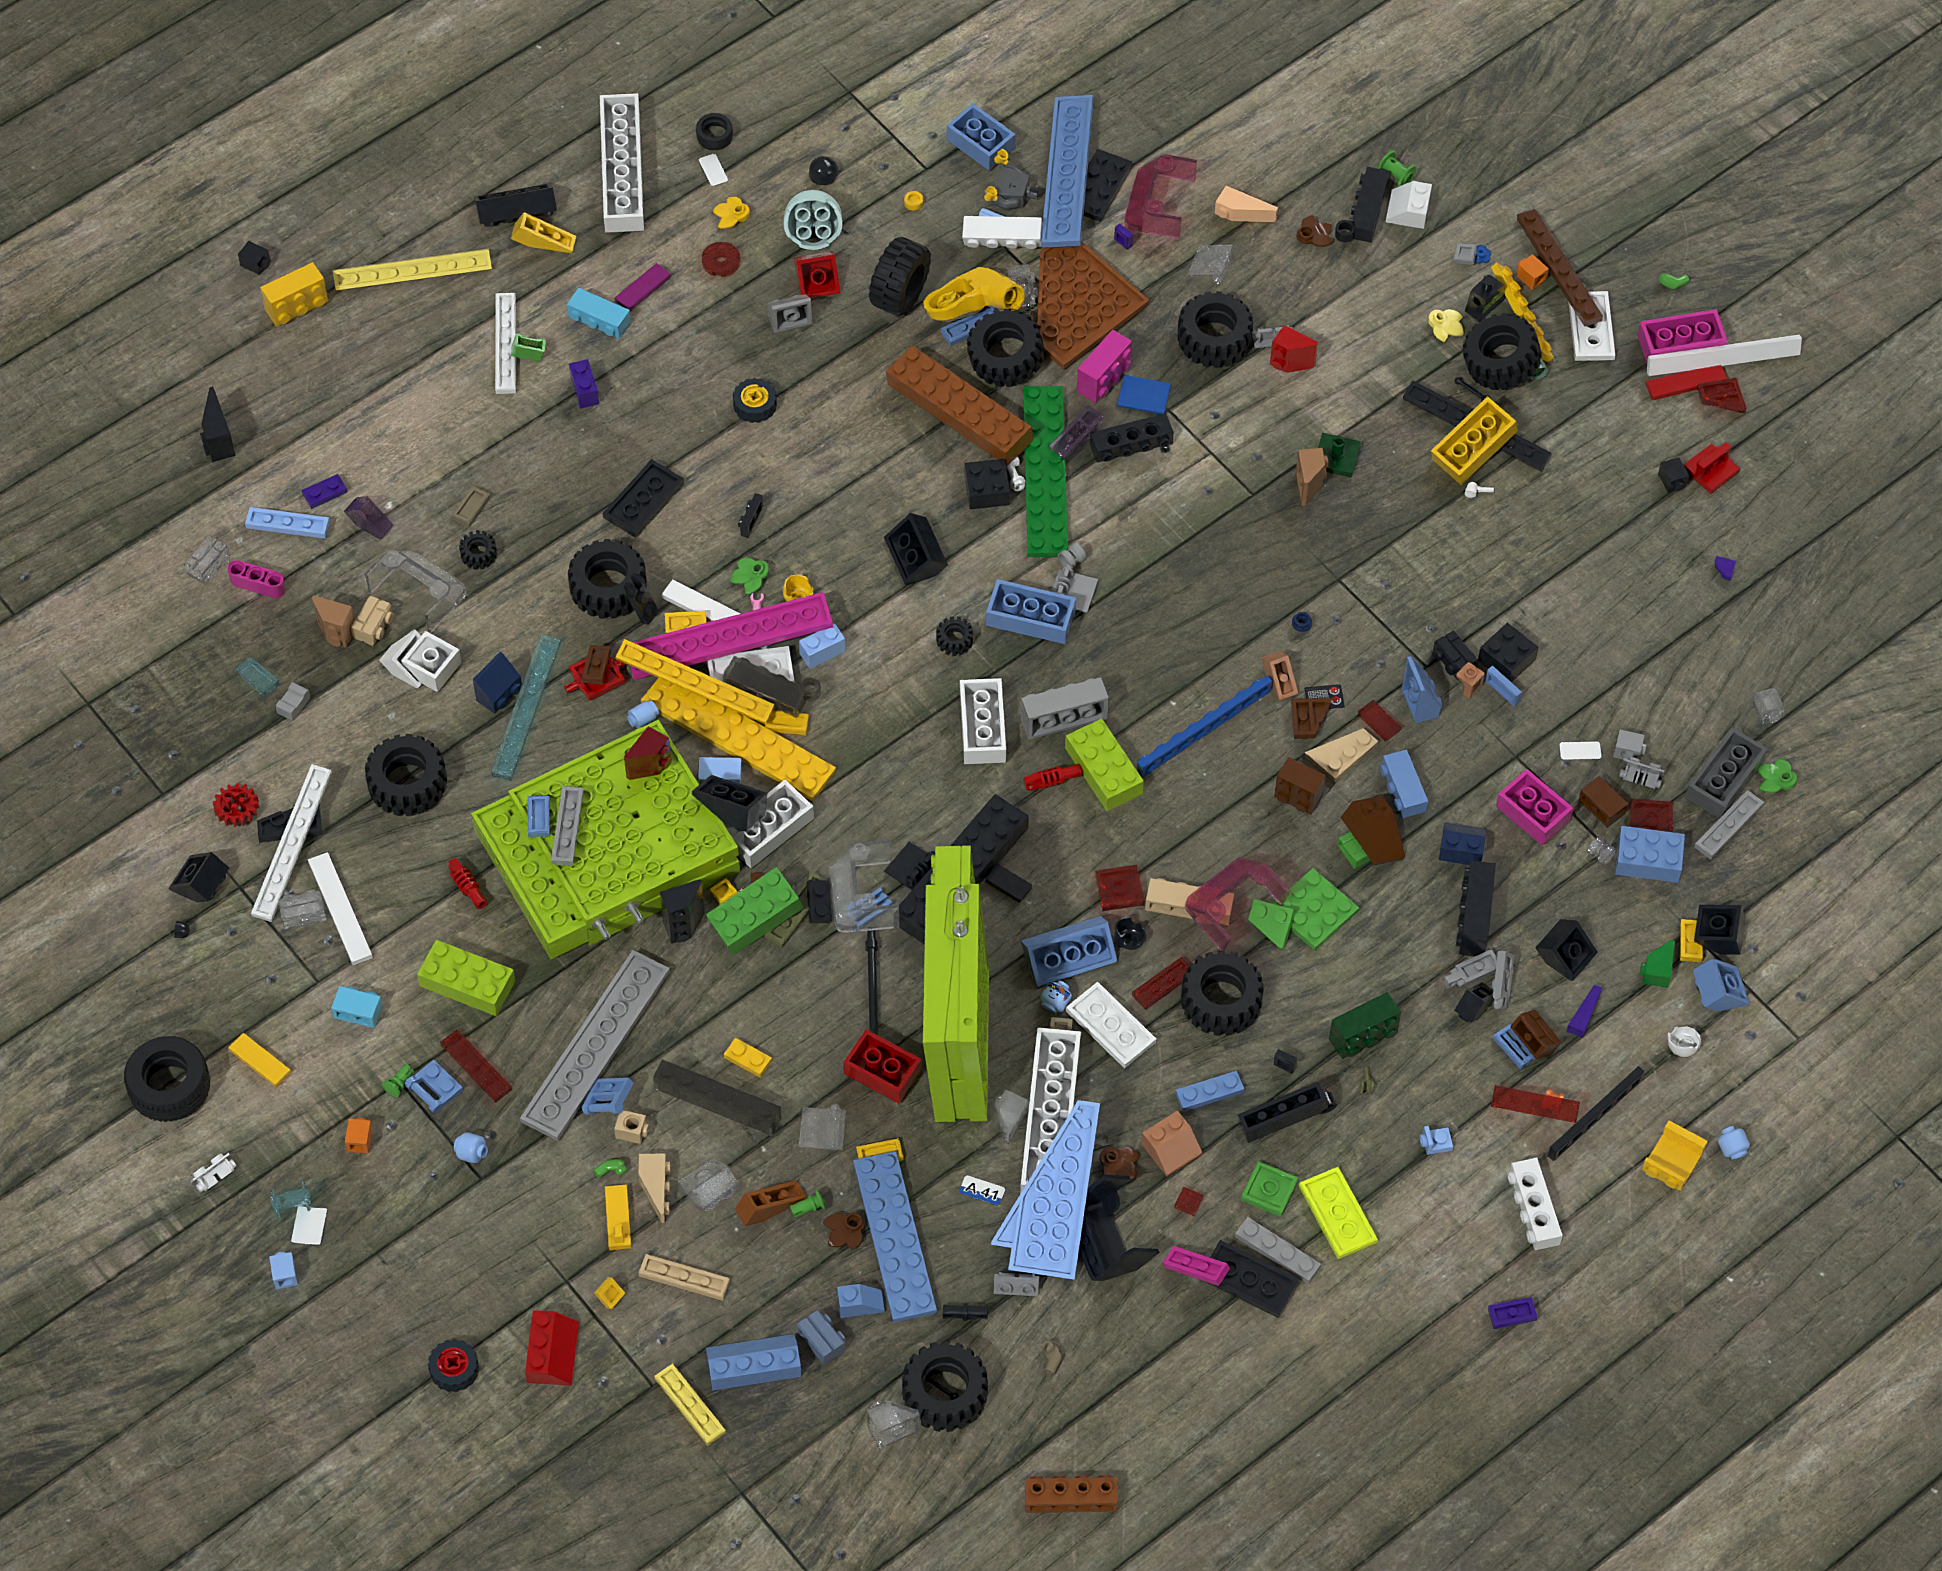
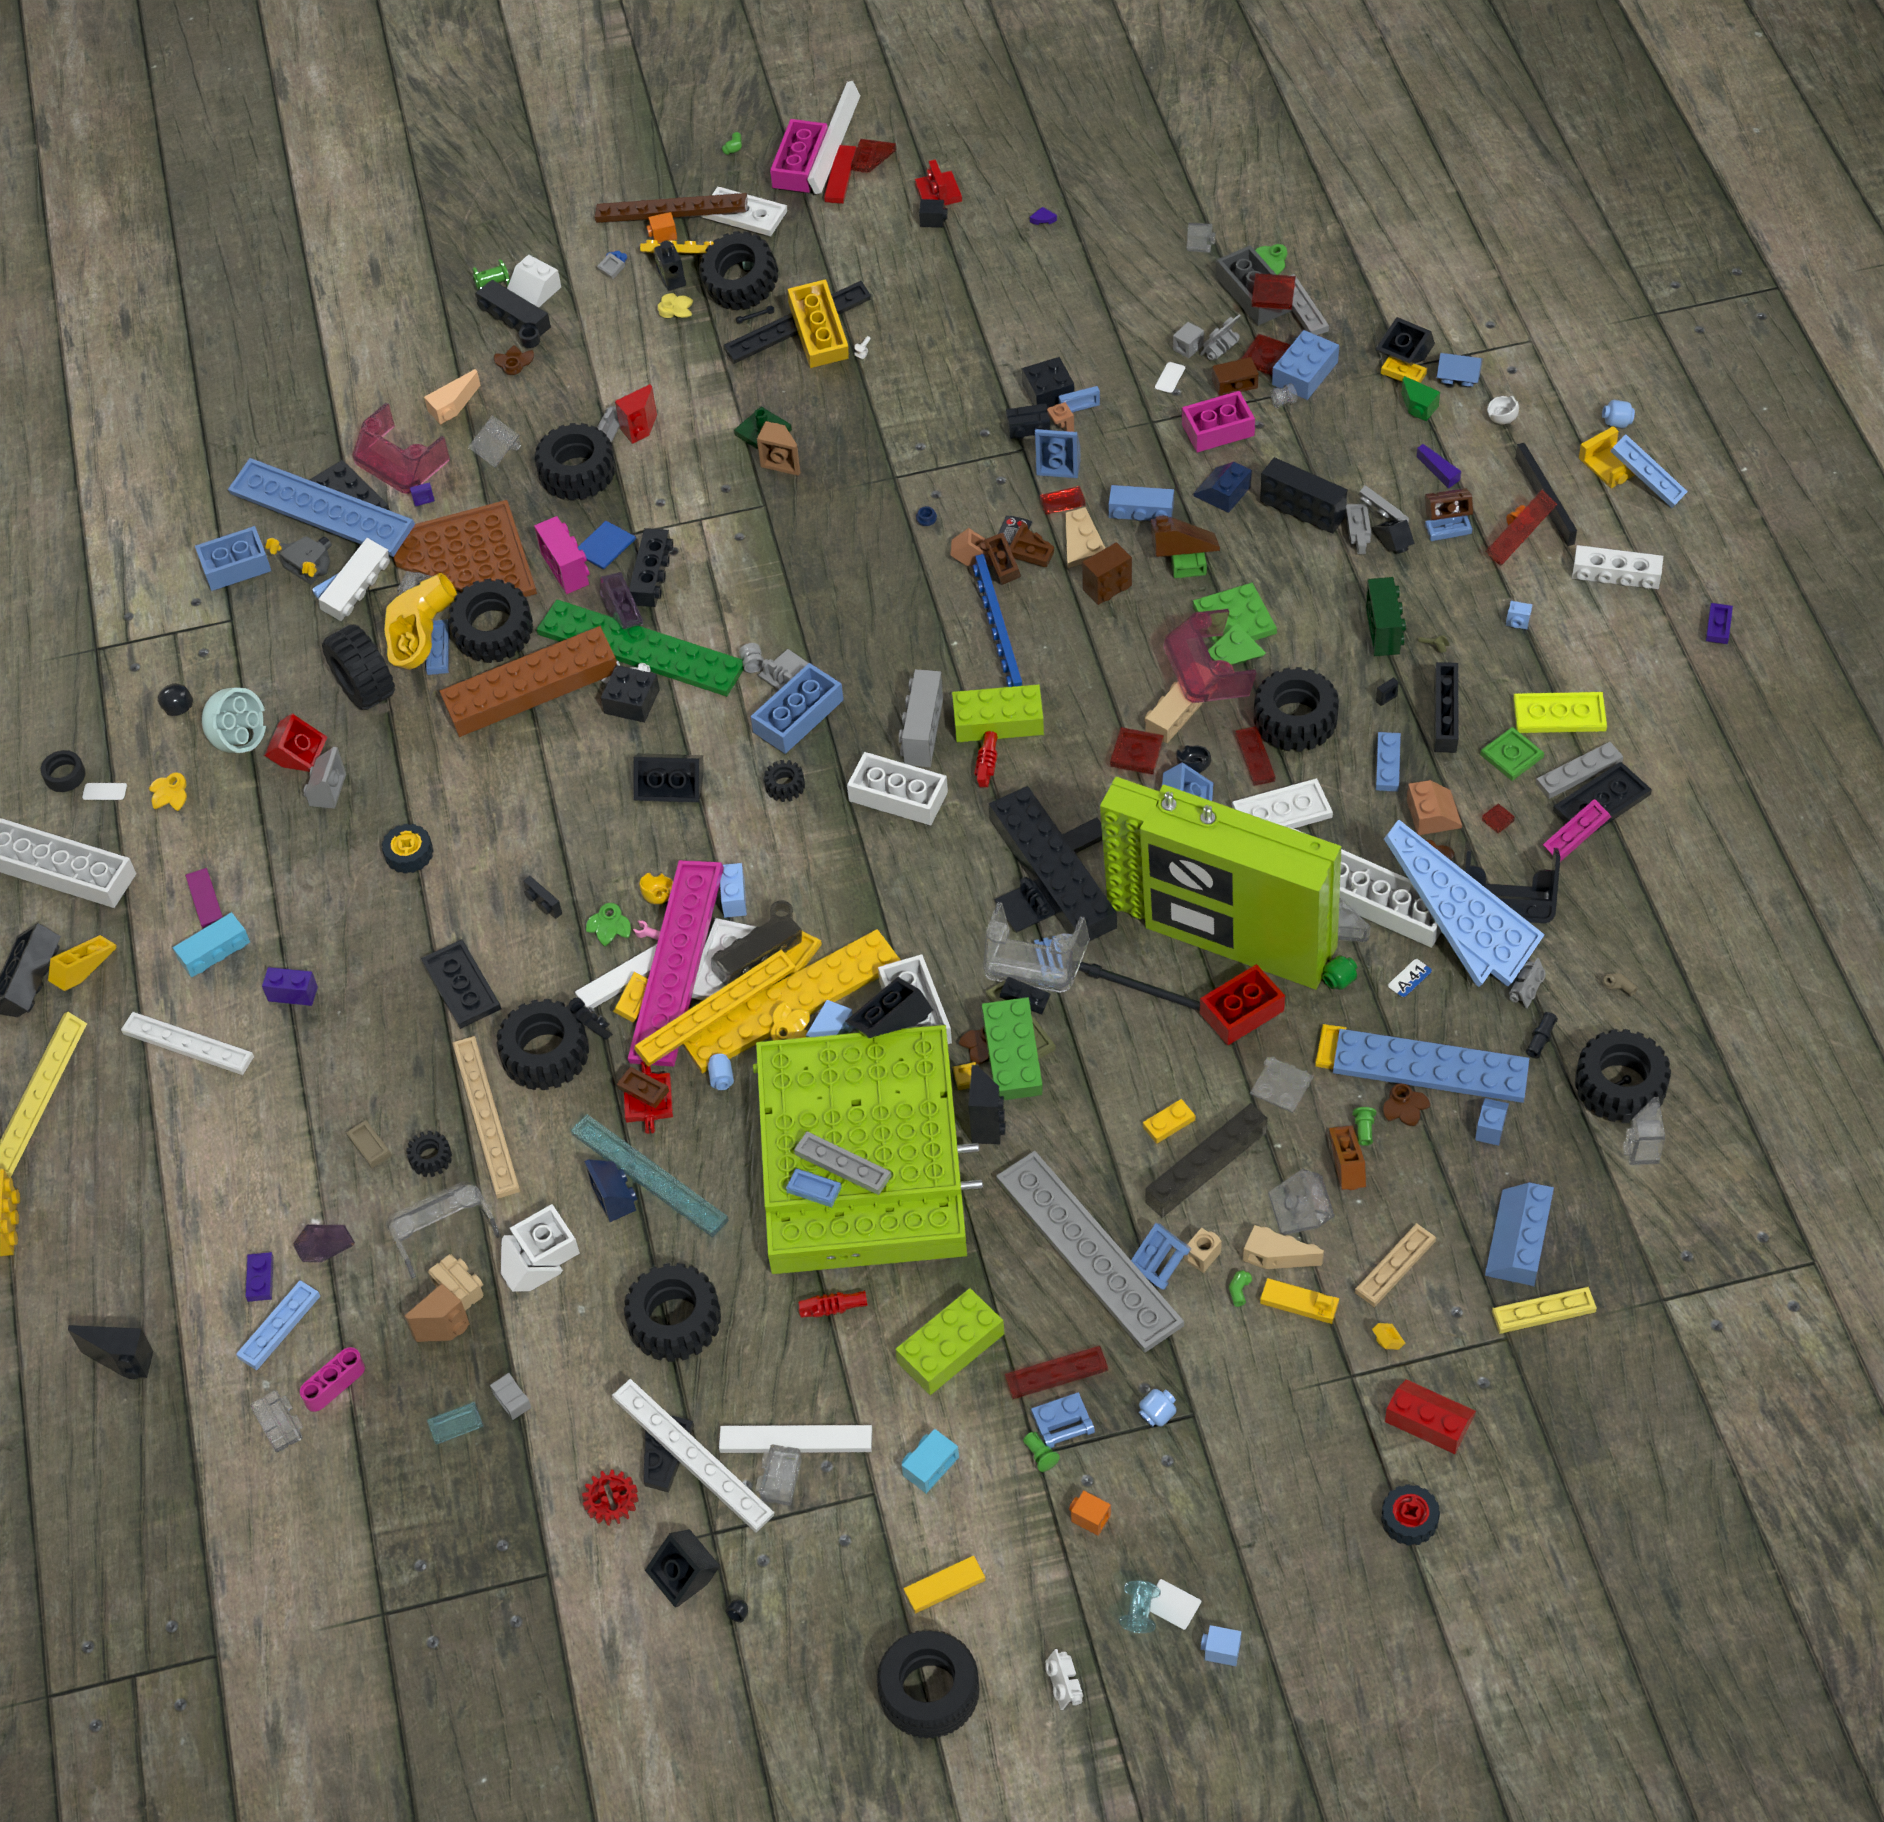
camera: 60 degrees left, 5 degrees down
(528, 348) = (212, 1020): bright green piece -> none
(531, 573) = (486, 1117): none -> tan tile
(648, 755) = (804, 1054): dark red slope -> none
(712, 743) = (792, 1022): none -> yellow plate
(717, 250) = (216, 810): clear red tile -> none
(821, 1337) = (1520, 1164): sand blue brick -> none
(913, 200) = (262, 641): yellow tile -> none
(954, 1130) = (1340, 972): none -> green head
(1071, 1494) = (1775, 1018): dark orange brick -> none
(1274, 697) = (1002, 558): none -> reddish brown brick
(1567, 948) = (1369, 454): black slope -> none
(1664, 1189) = (1648, 471): none -> light blue plate
(1713, 789) = (1273, 291): none -> clear red tile

